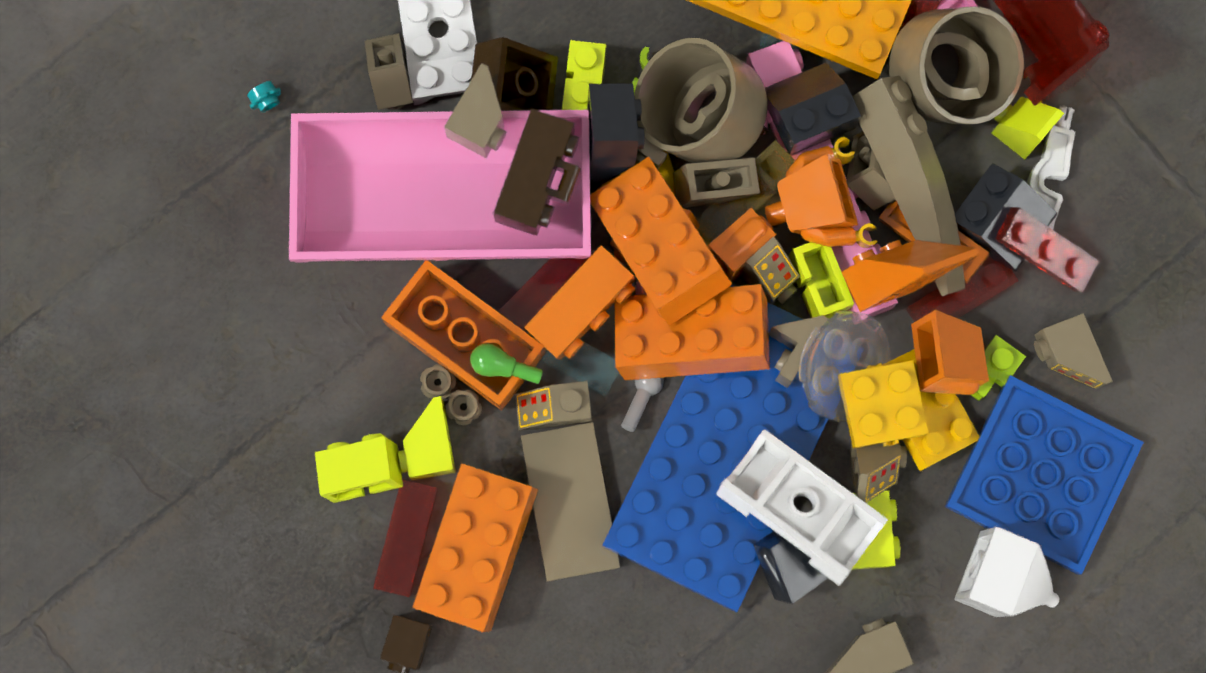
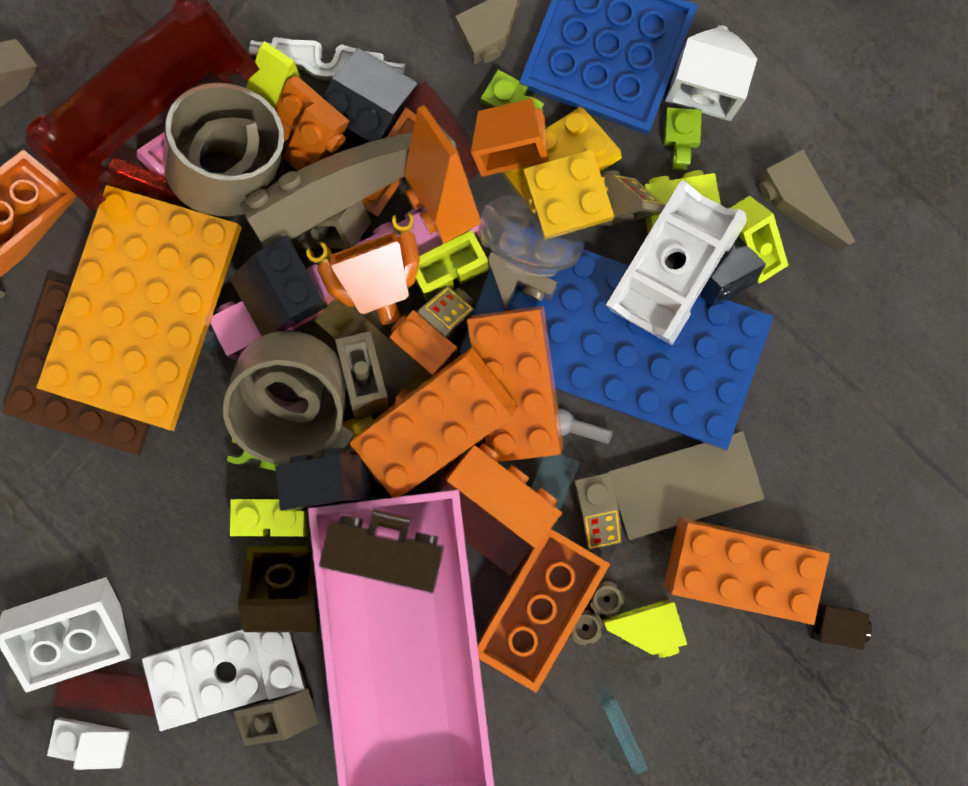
camera: 100 degrees left, 5 degrees up
(325, 407) = (624, 735): none -> clear light blue tile
(348, 468) = (683, 695): neon yellow piece -> none
(405, 538) = (741, 639): clear red plate -> none
(477, 117) = (328, 621): dark tan slope -> none
(493, 362) = (571, 575): bright green piece -> none
(822, 606) = (762, 236): none -> neon yellow slope
(945, 543) = (682, 131): none -> lime plate
(977, 152) = (309, 123): none -> orange plate
(1046, 249) = (395, 54): clear red plate -> none

